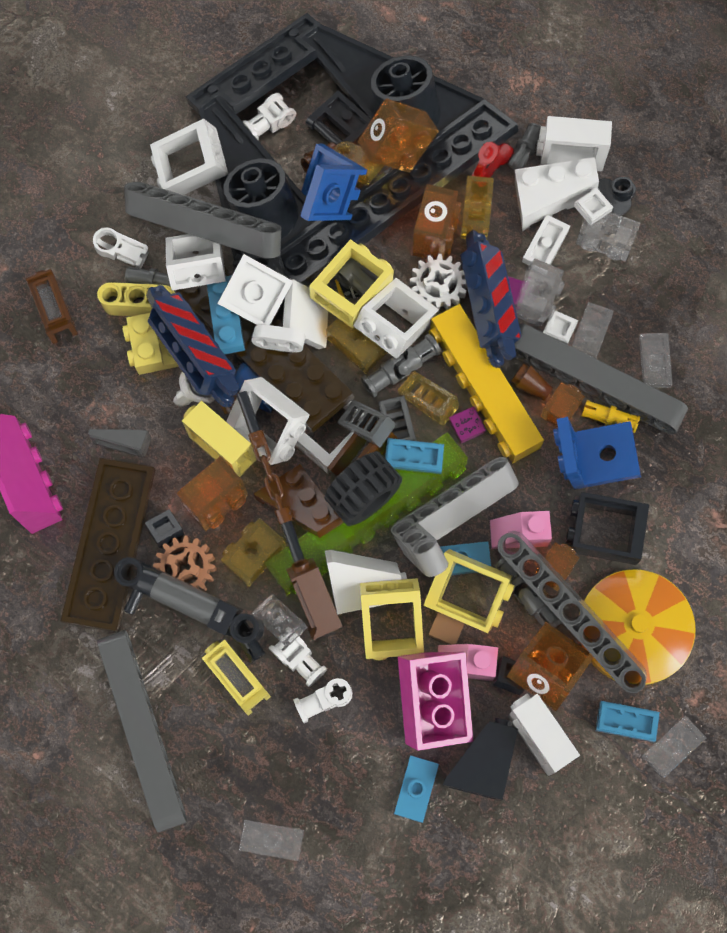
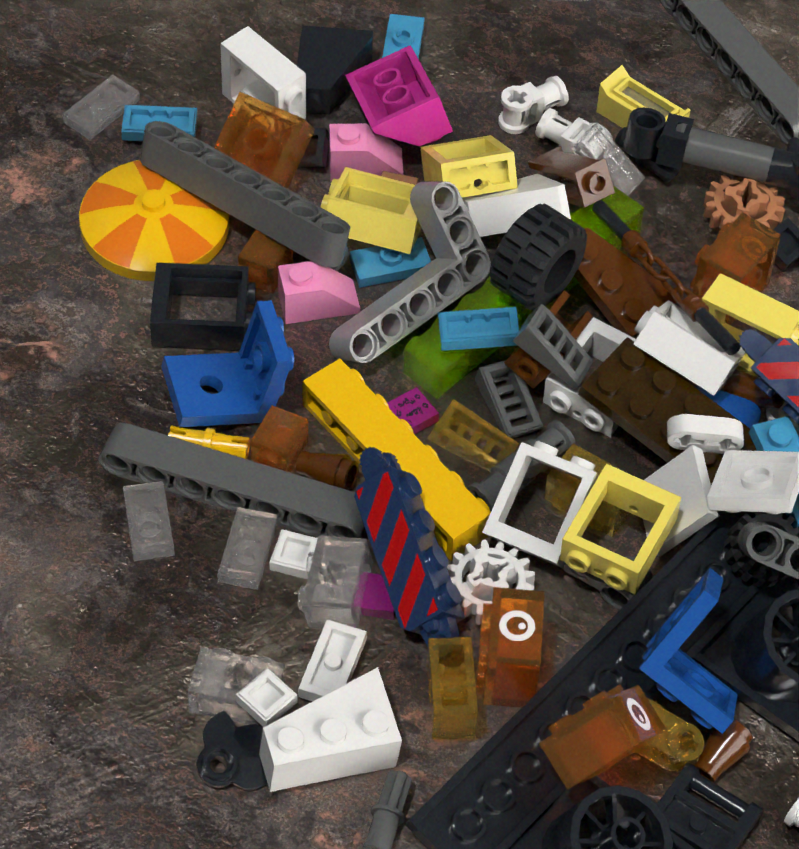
camera: 165 degrees right, 20 degrees down
(250, 566) = (667, 226): clear yellow brick -> none
(495, 156) = (456, 740): red piece -> none
(574, 139) = (309, 803): white window -> none

